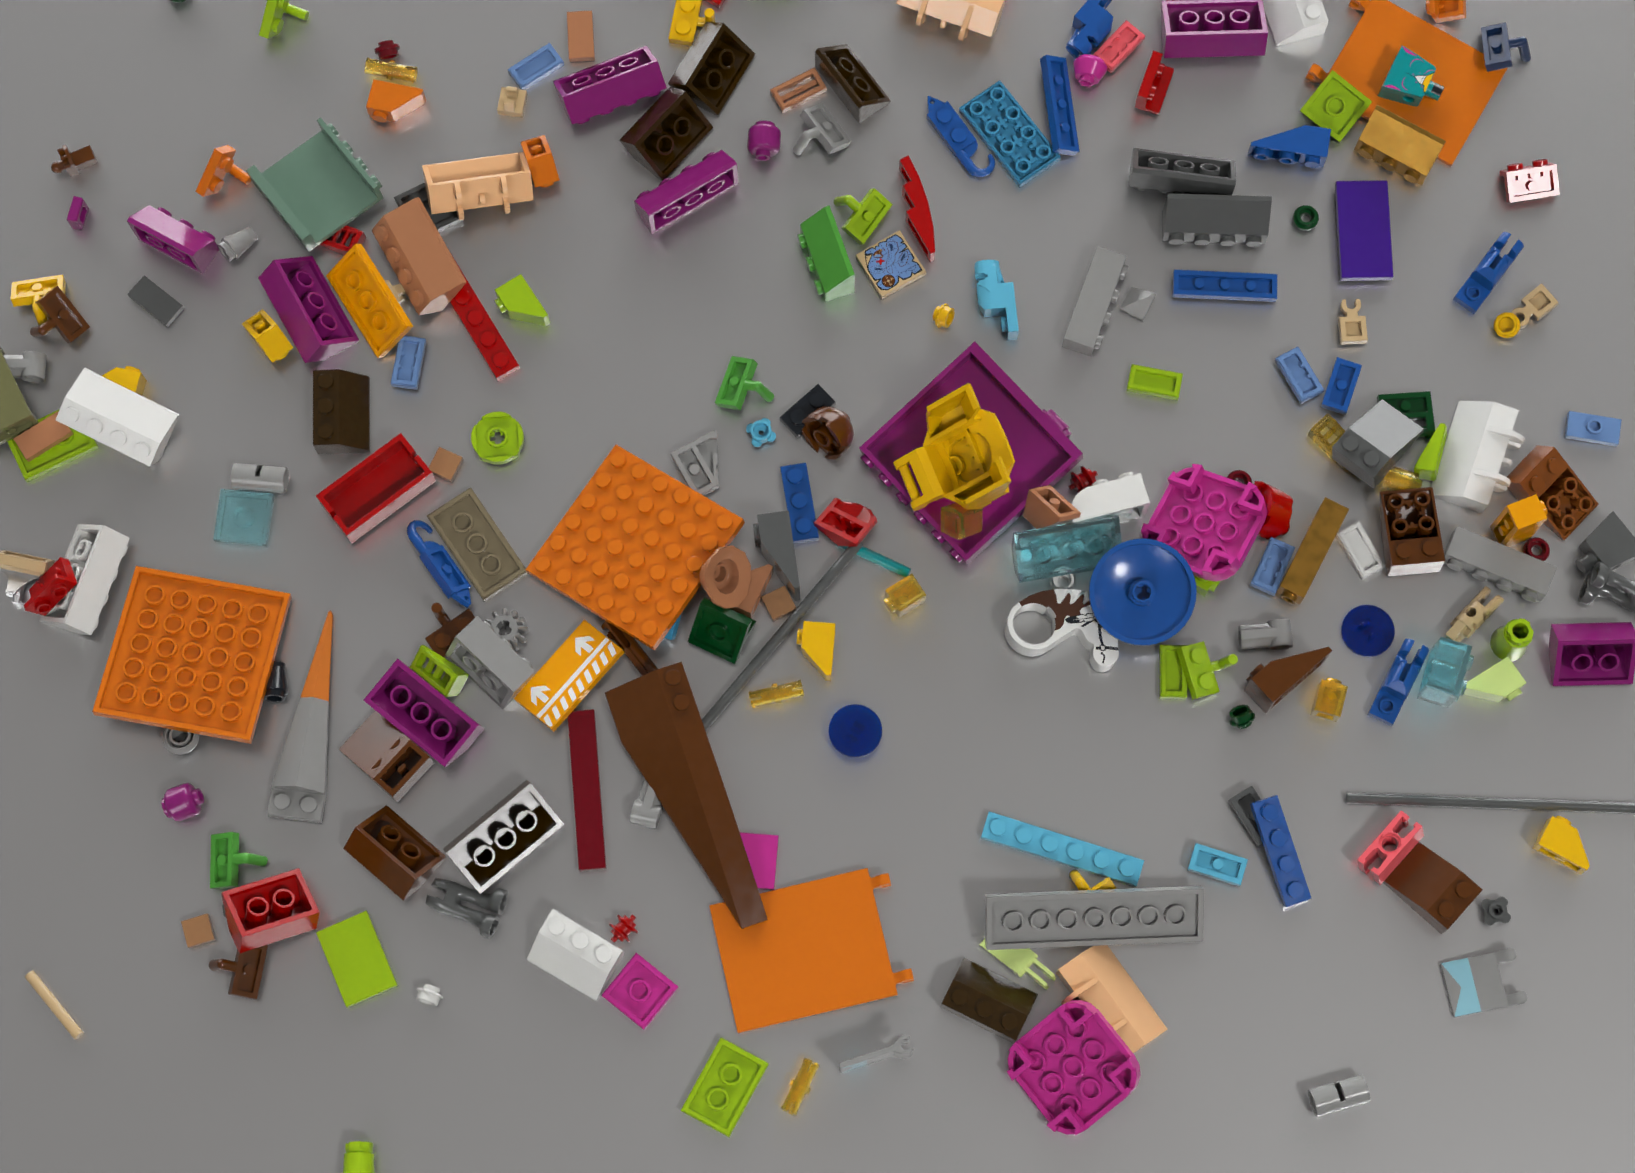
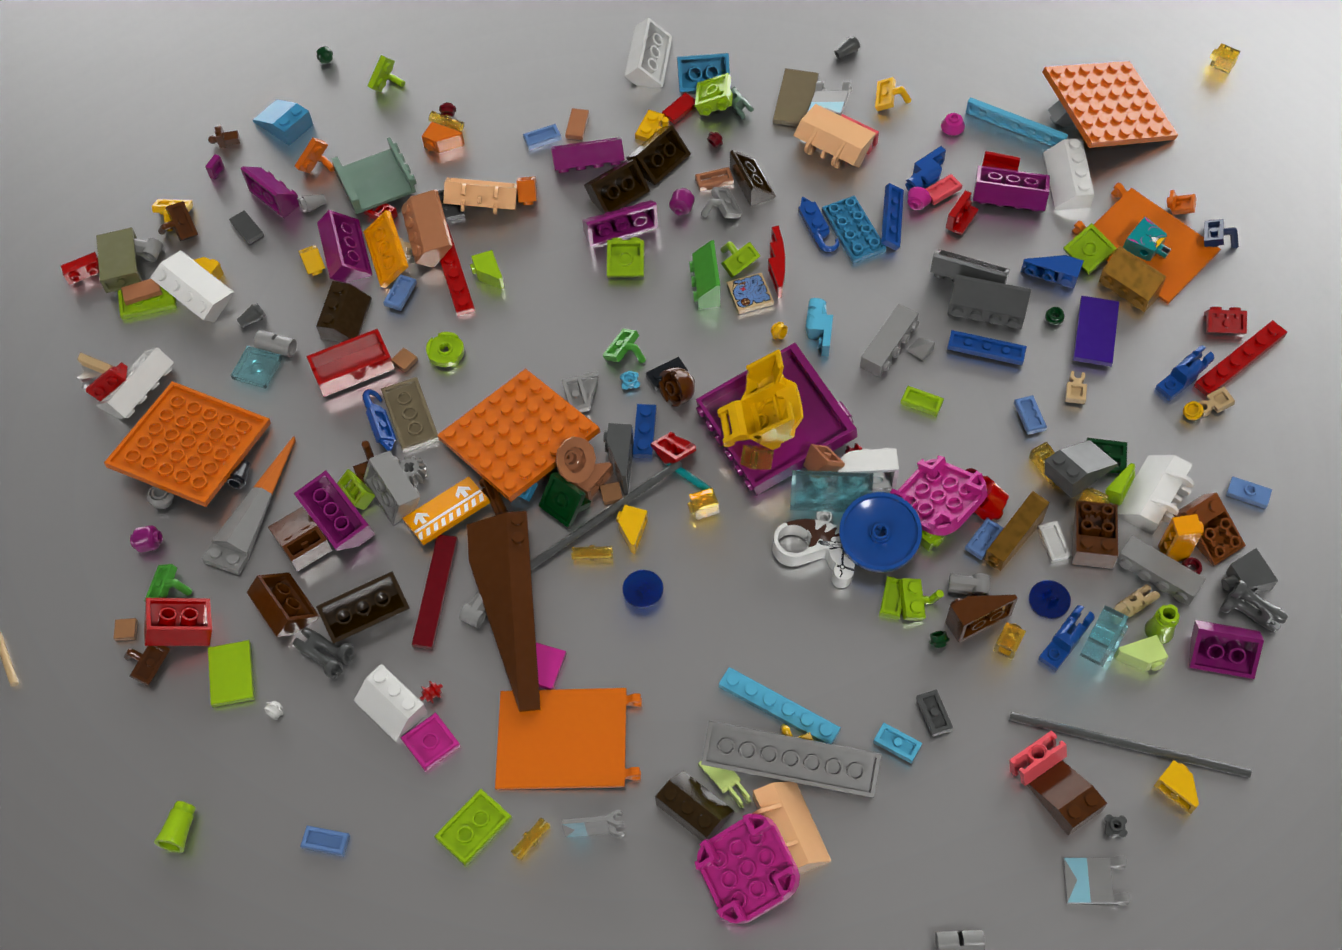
camera: 15 degrees right, 15 degrees down
(151, 113) = (285, 120): none -> dark azure slope
(212, 440) = (251, 315): none -> dark grey cone
(512, 101) = (520, 153): tan tile -> none
(547, 1146) = (325, 841): none -> medium blue tile
(708, 246) = (625, 258): none -> lime plate
(785, 25) = (715, 139): none -> dark red plate
(1280, 851) = (949, 742): blue plate -> none
(1341, 386) = (1060, 427): blue plate -> none
(1556, 233) = (1240, 358): none -> red plate

